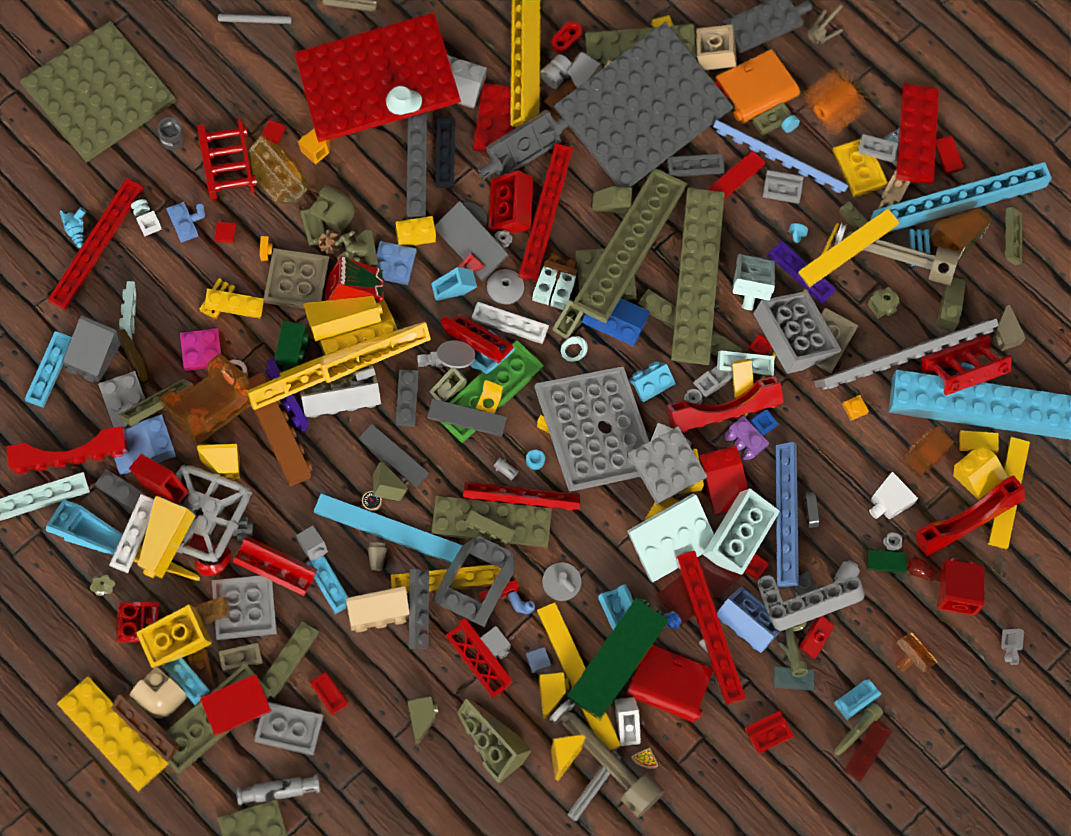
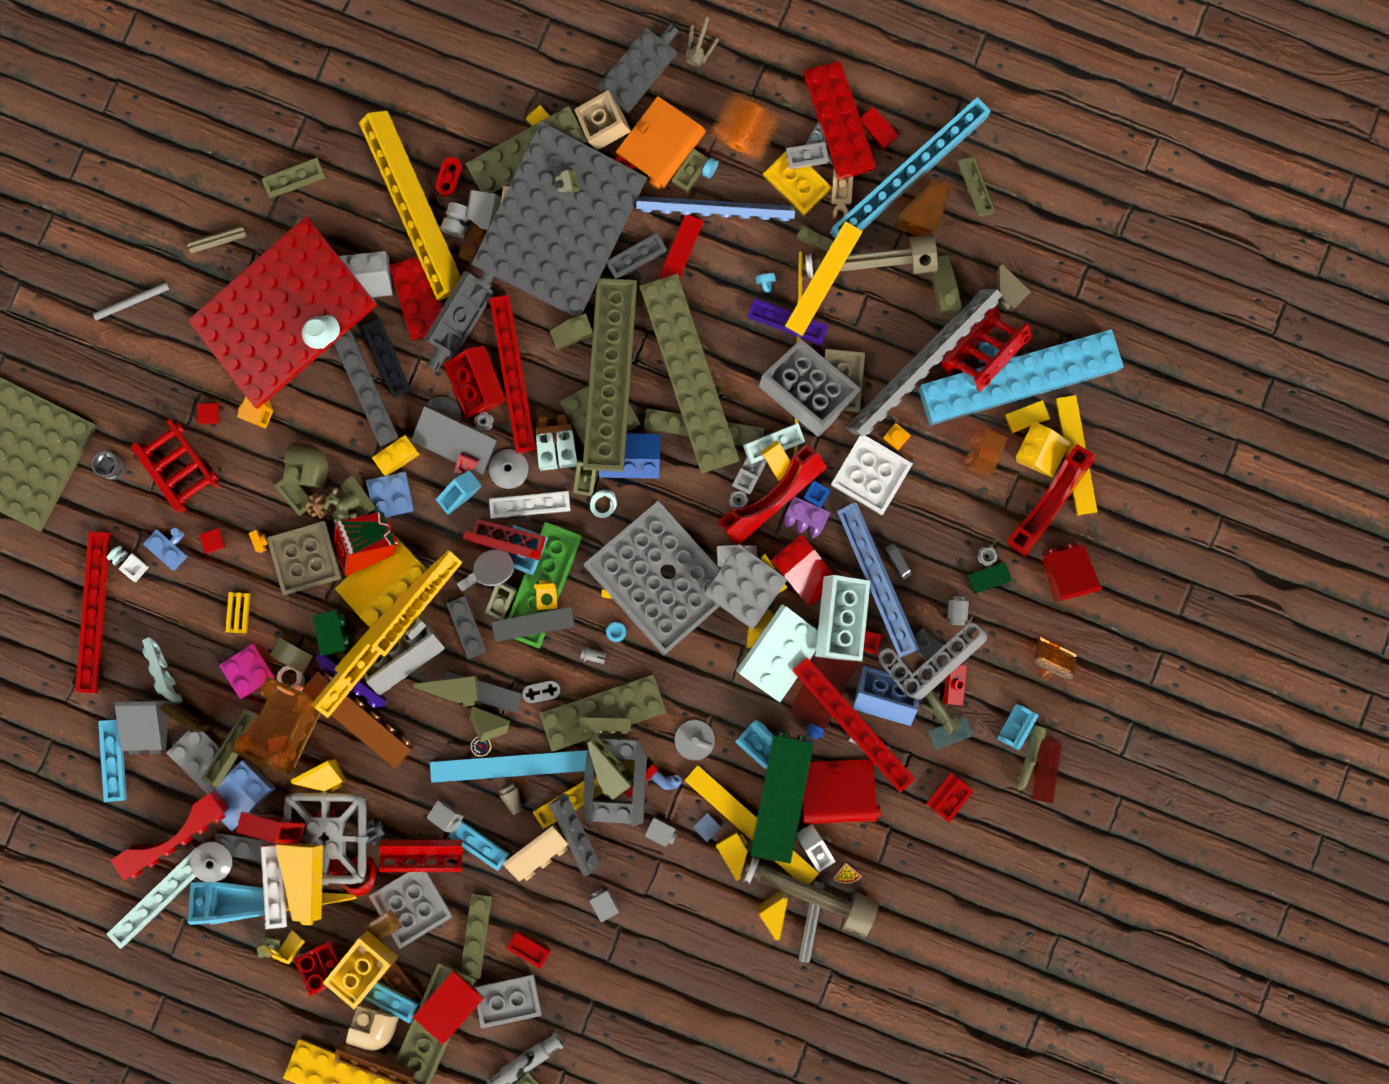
camera: 20 degrees left, 15 degrees up
(74, 225) = (62, 604): medium azure piece -> none
(94, 498) = (211, 852): none -> light grey dish
(119, 594) = (288, 949): none -> yellow bracket
(233, 303) = (255, 611): yellow plate -> none
(237, 657) = (430, 955): dark tan plate -> none
(246, 353) = (292, 655): none -> olive slope
(277, 172) = (232, 456): clear yellow wedge -> none
(341, 315) = (365, 580): yellow slope -> none
(373, 440) = (458, 690): none -> olive slope
(415, 683) = (604, 904): none -> light grey brick
(422, 716) = (624, 931): olive slope -> none
(447, 475) = (541, 697): none -> light grey beam
(476, 566) = (610, 772): none -> slope
(485, 654) = (667, 852): red fence -> none
(498, 745) = (706, 925): olive wedge -> none
(526, 496) = (619, 676): red plate -> none
(652, 380) = (691, 501): medium azure bracket -> none
(668, 76) = (570, 181): none -> olive tile
(753, 279) = (745, 352): light aqua brick -> none
(760, 346) = (779, 417): red tile -> none
(783, 186) = (731, 239): light grey plate -> none
(820, 427) = (871, 474): none -> white plate
(883, 302) = (877, 323): olive brick -> none
(892, 498) = (968, 514): white torso -> none
(919, 234) = (894, 231): medium azure tile -> none
(920, 569) = (1025, 572): clear red cone -> none
(1011, 642) = (1139, 604): light grey plate -> none

